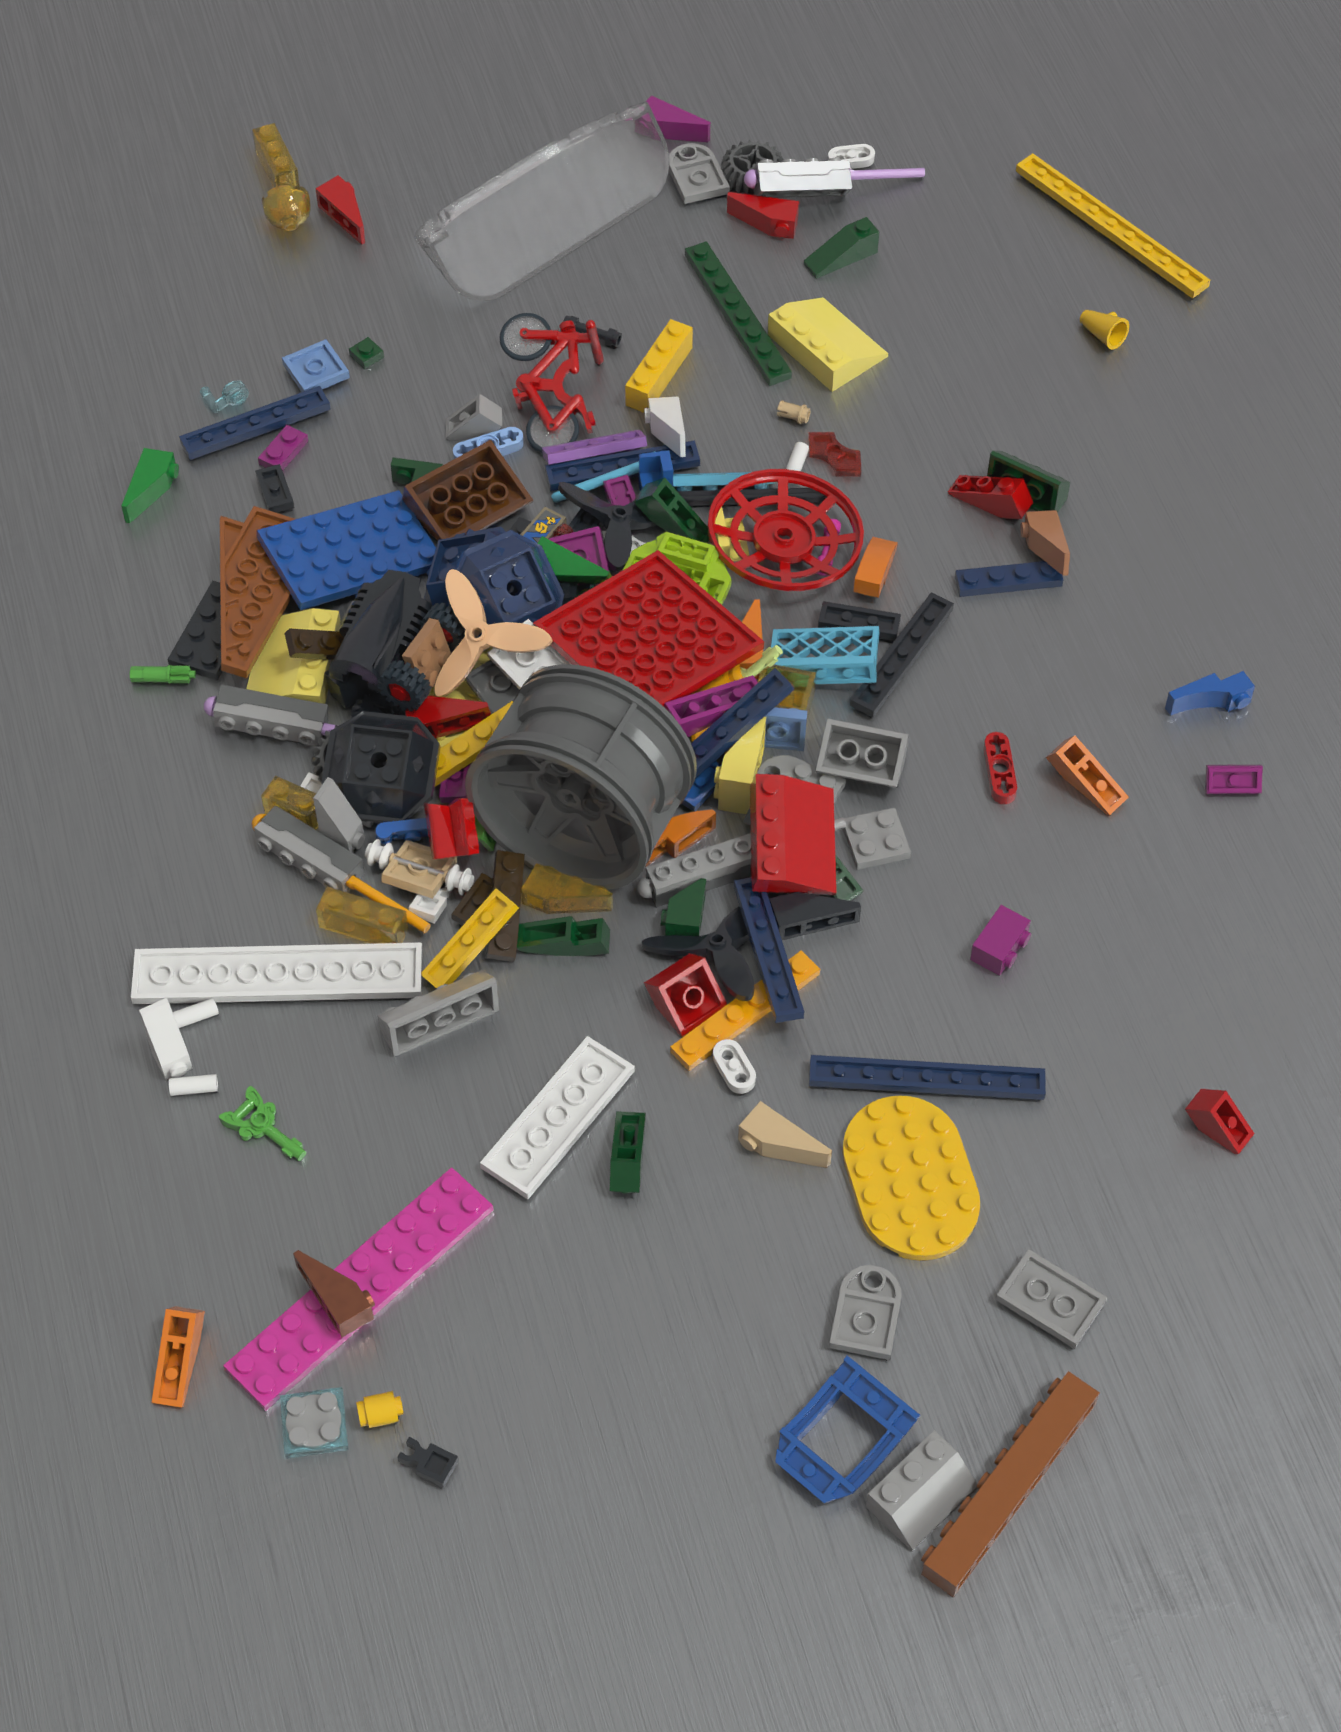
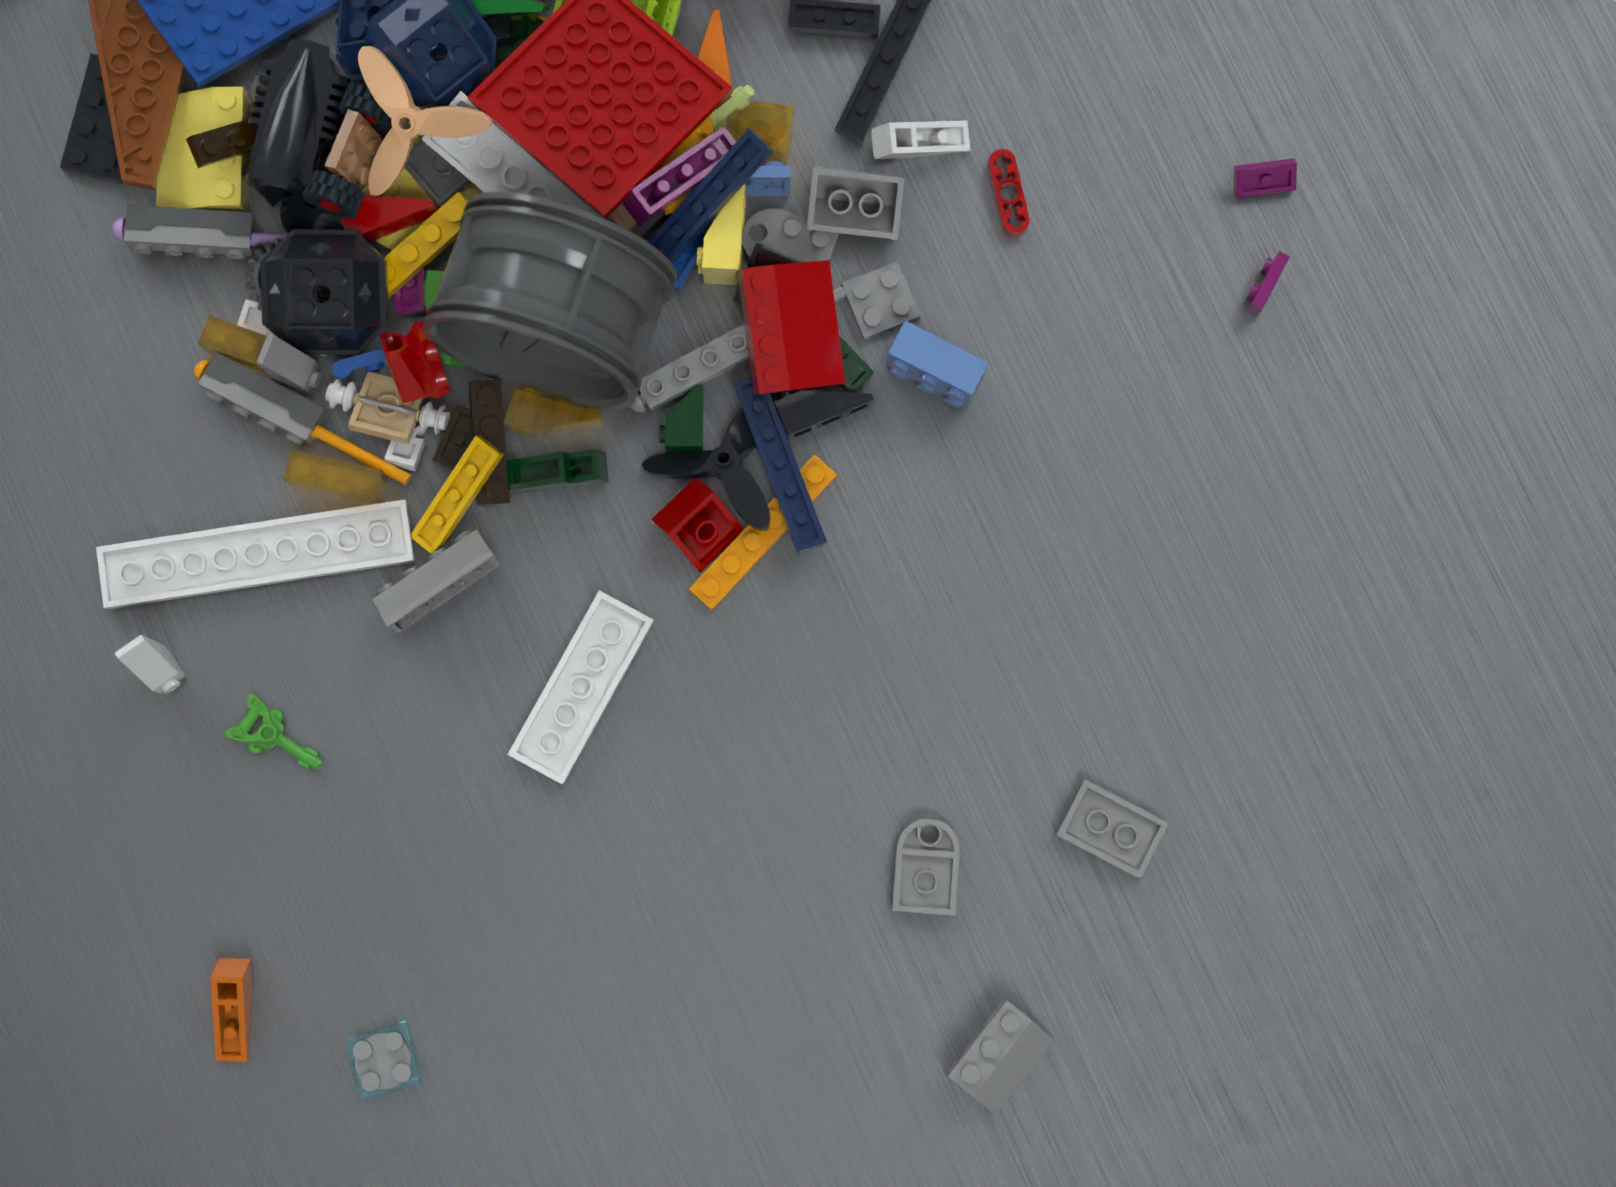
camera: 10 degrees left, 25 degrees up
(168, 674) = (57, 187): bright green piece -> none
(193, 1085) = (190, 698): white hinge -> none
(196, 1013) = (174, 613): white hinge -> none
(337, 1294) = (387, 935): copper slope -> none
(379, 1409) = (447, 1042): yellow brick -> none
(381, 1266) = (404, 907): dark pink plate -> none
(432, 1464) = (510, 1091): black plate -> none
(627, 1152) = (659, 719): dark green slope -> none
(683, 832) = (674, 320): orange slope -> none
(735, 1068) = (759, 604): white plate -> none
(779, 1138) = (812, 683): tan slope -> none
(829, 669) = (803, 94): medium azure fence -> none
(870, 1396) = (945, 972): blue wedge -> none
(911, 1177) = (956, 707): yellow plate -> none
(921, 886) = (935, 365): none -> medium blue brick
(922, 715) = (919, 139): none -> white slope
(927, 1077) = (963, 590): dark blue plate -> none
(1000, 940) = (1026, 416): magenta brick -> none
(1009, 1484) = (1086, 1036): dark orange brick -> none
(1087, 775) = (1104, 194): orange slope -> none
(1212, 692) = (1235, 66): blue slope -> none
(1220, 1119) = (1271, 602): red slope -> none
(1235, 852) = (1271, 271): none -> magenta plate

